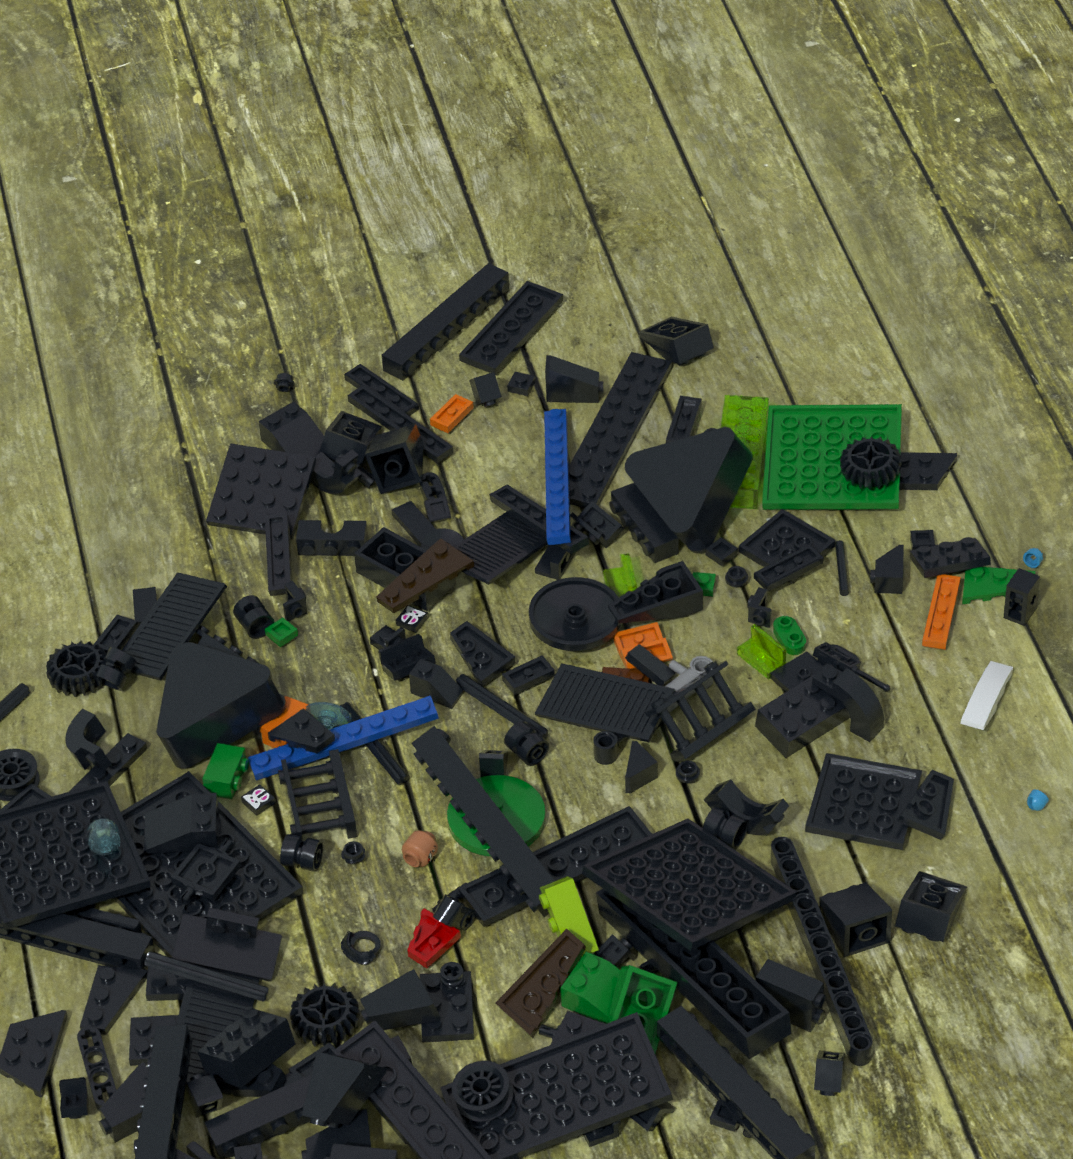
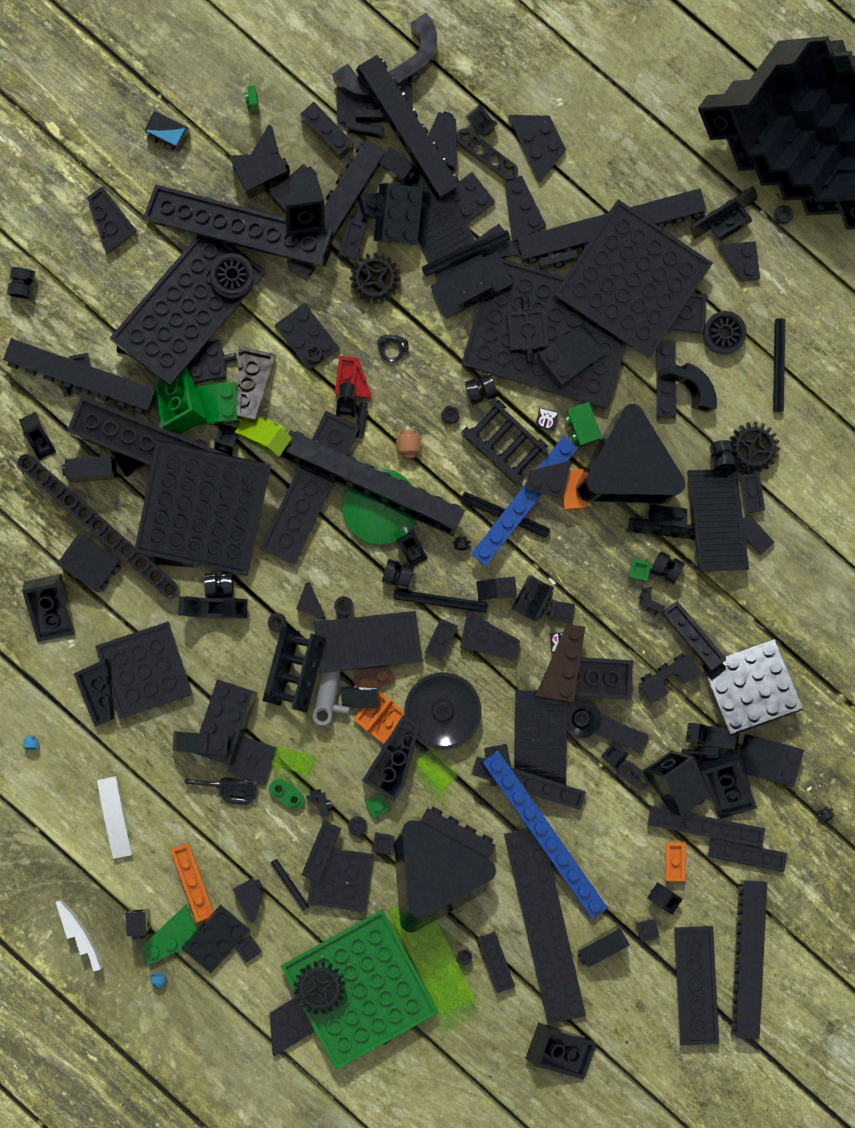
camera: 145 degrees right, 40 degrees up
(103, 836) = (606, 301): clear light blue head -> none
(329, 714) = (544, 506): clear light blue dish -> none
(399, 1003) = (329, 311): black slope -> none
(598, 525) = (488, 811): black bracket -> none

